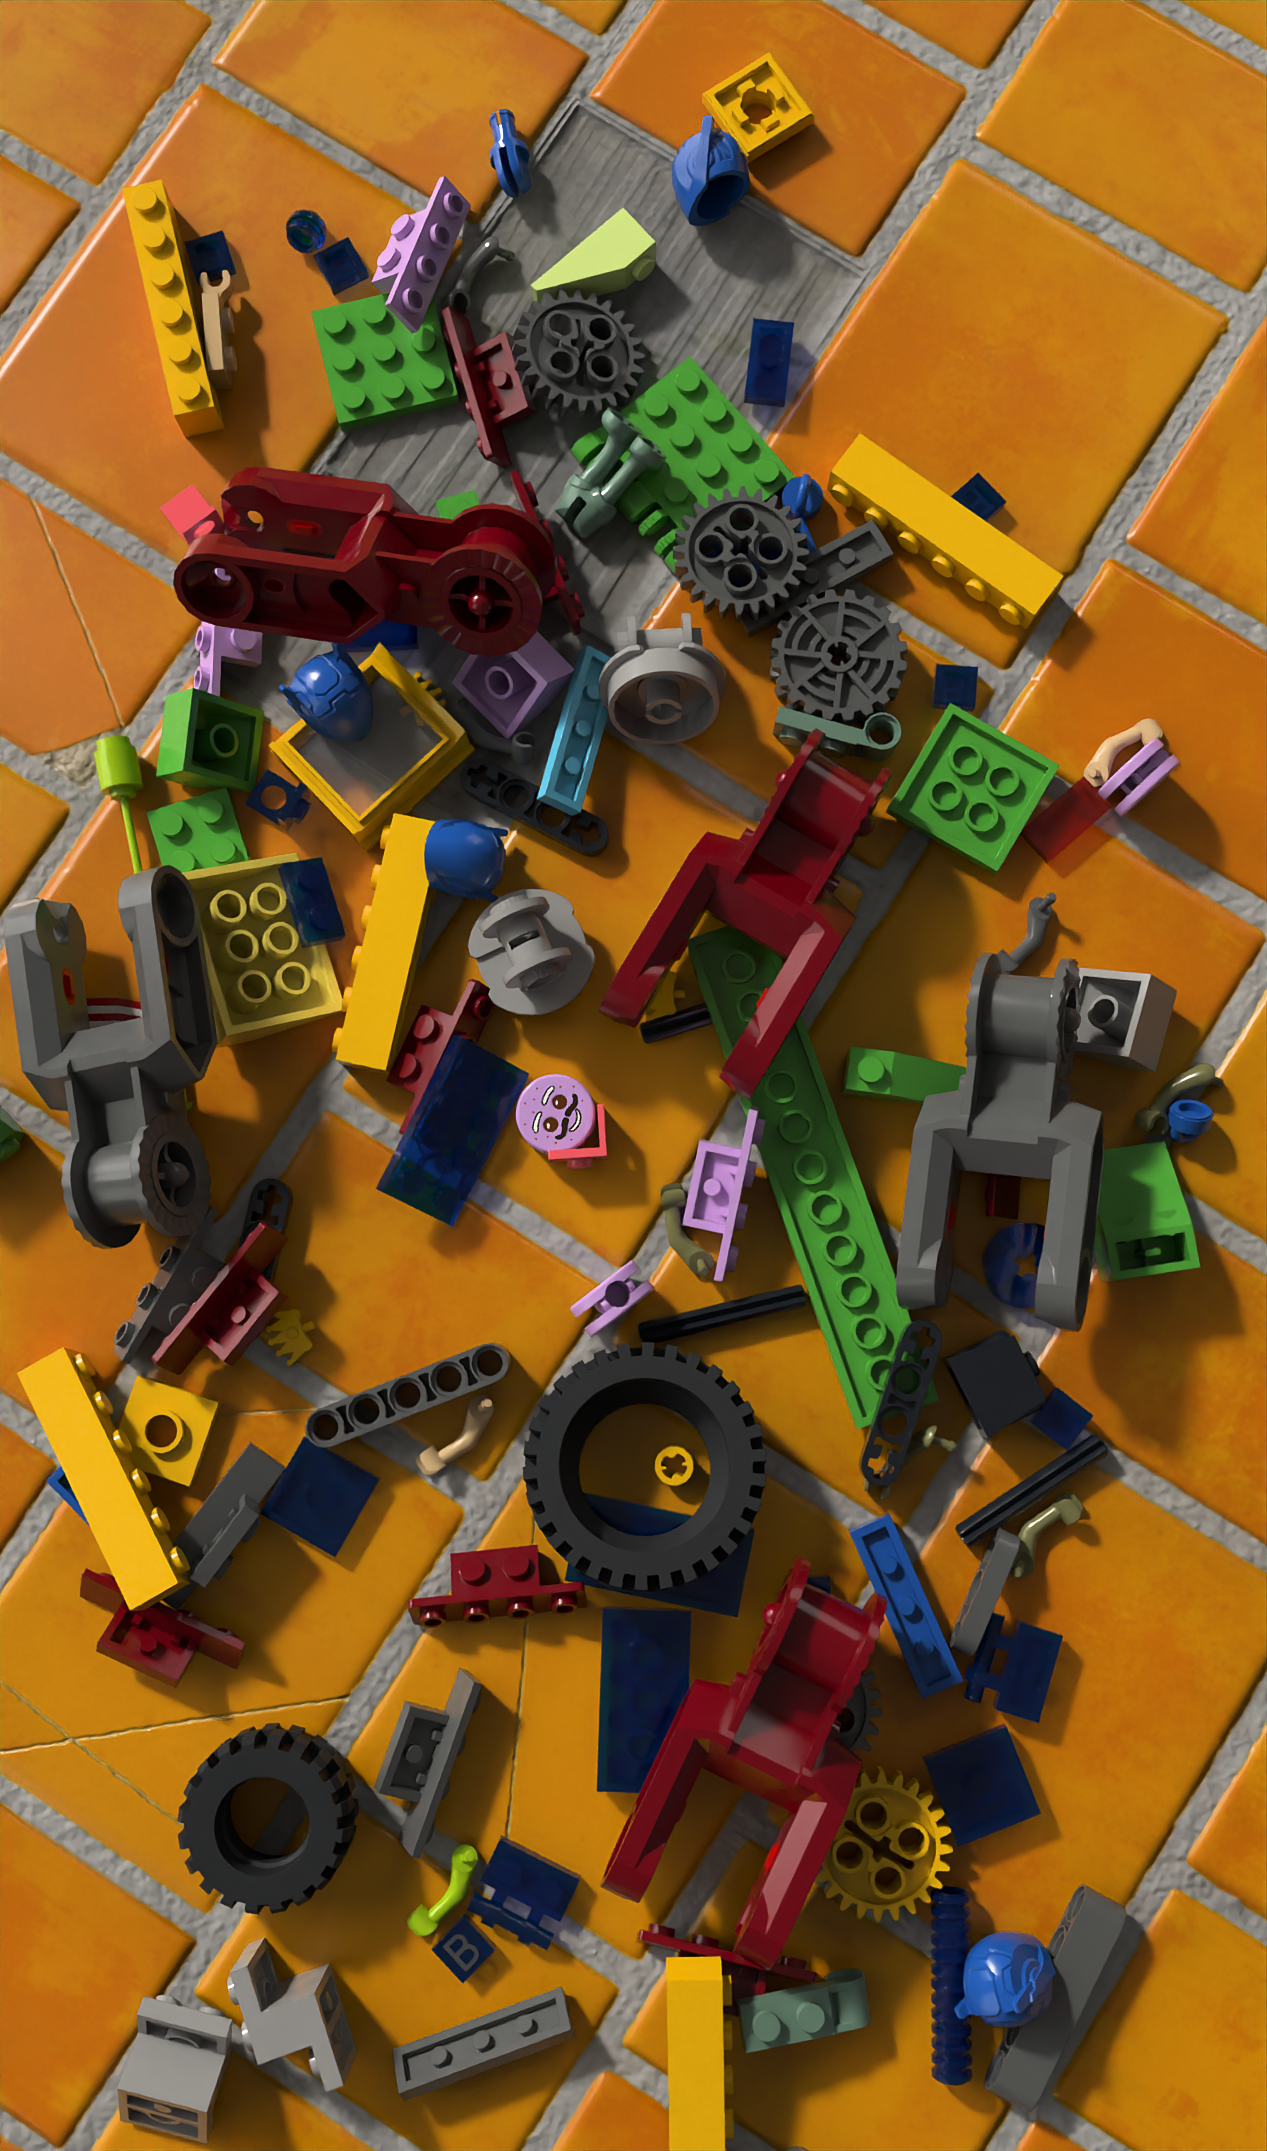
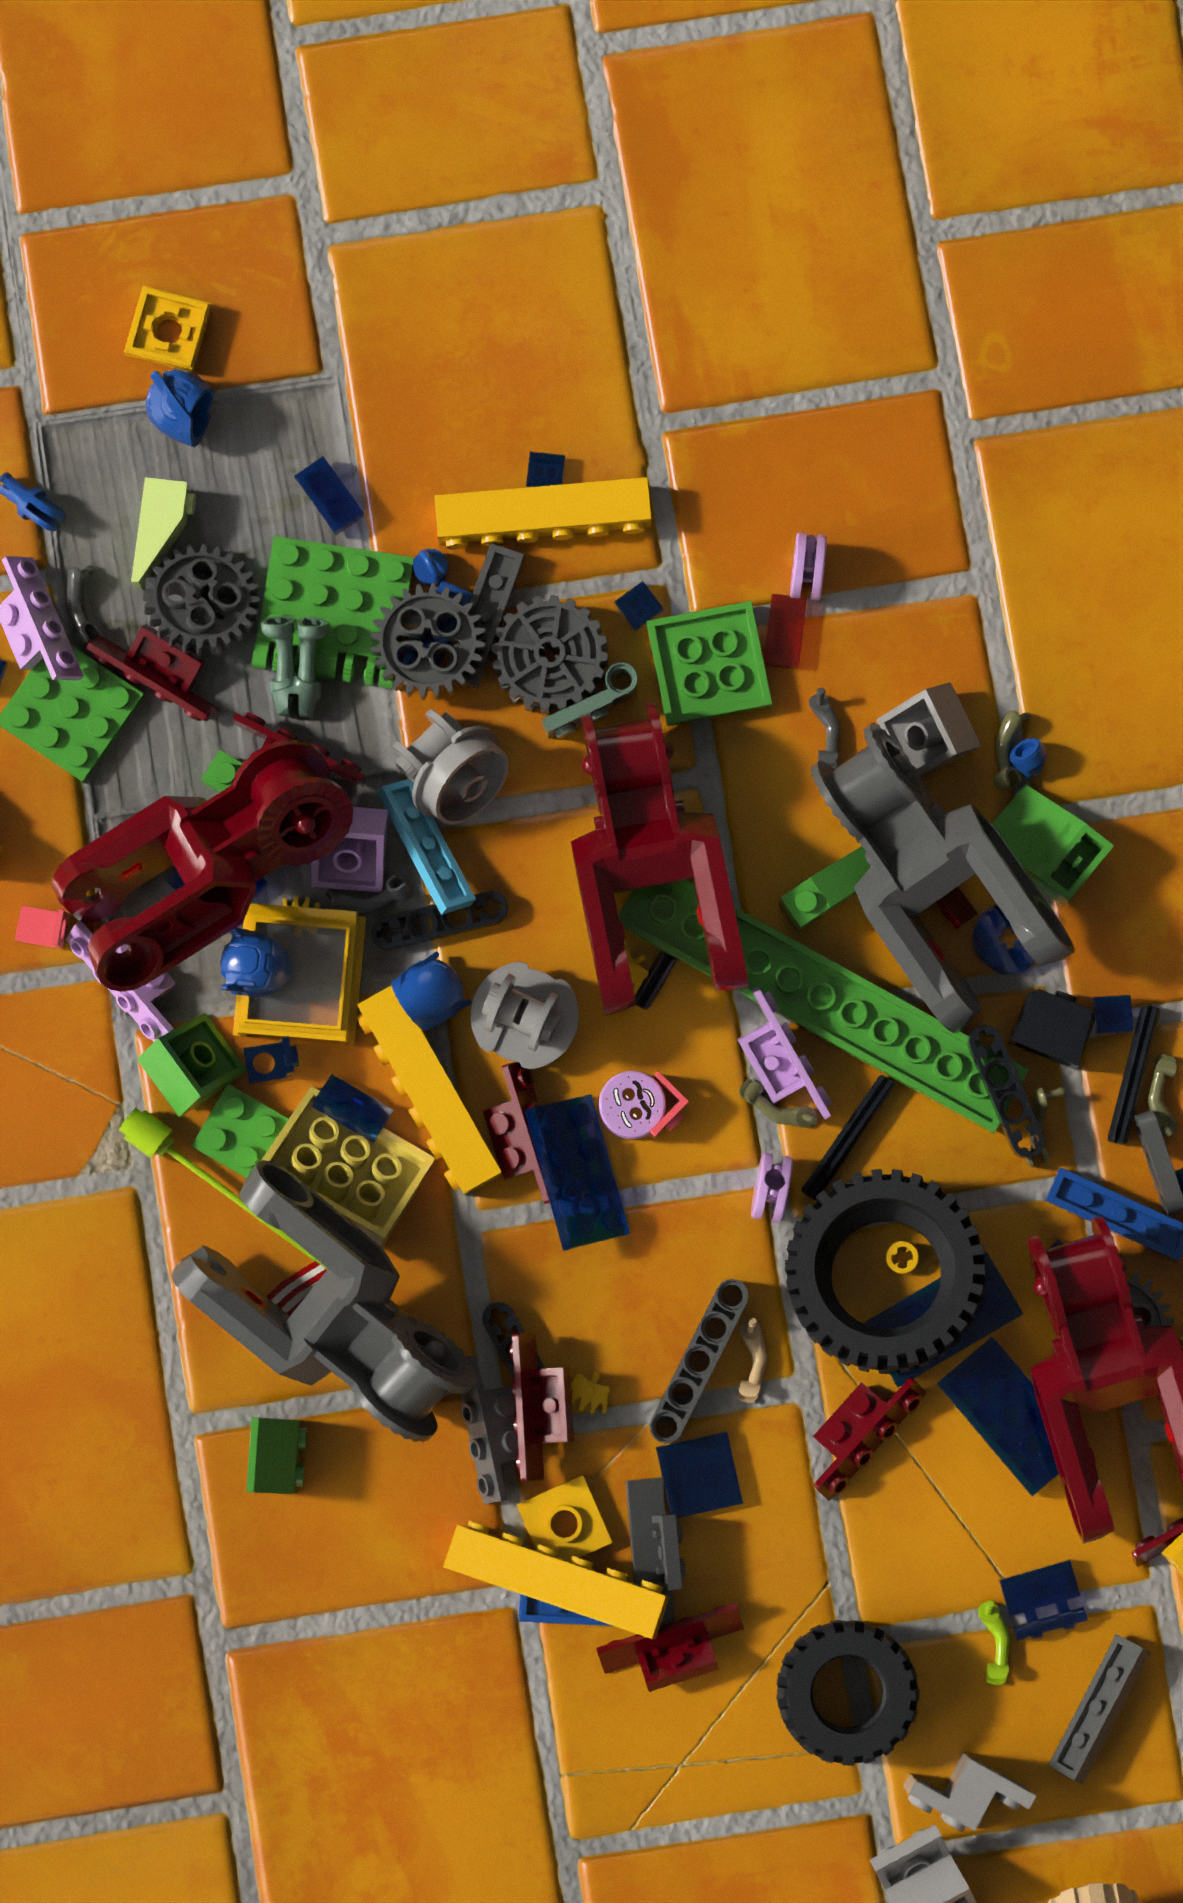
camera: 45 degrees left, 0 degrees up
(423, 1755) = (908, 1571): dark grey bracket -> none
(463, 1947) = (1036, 1665): clear blue tile -> none
(1100, 765) = (776, 577): tan piece -> none

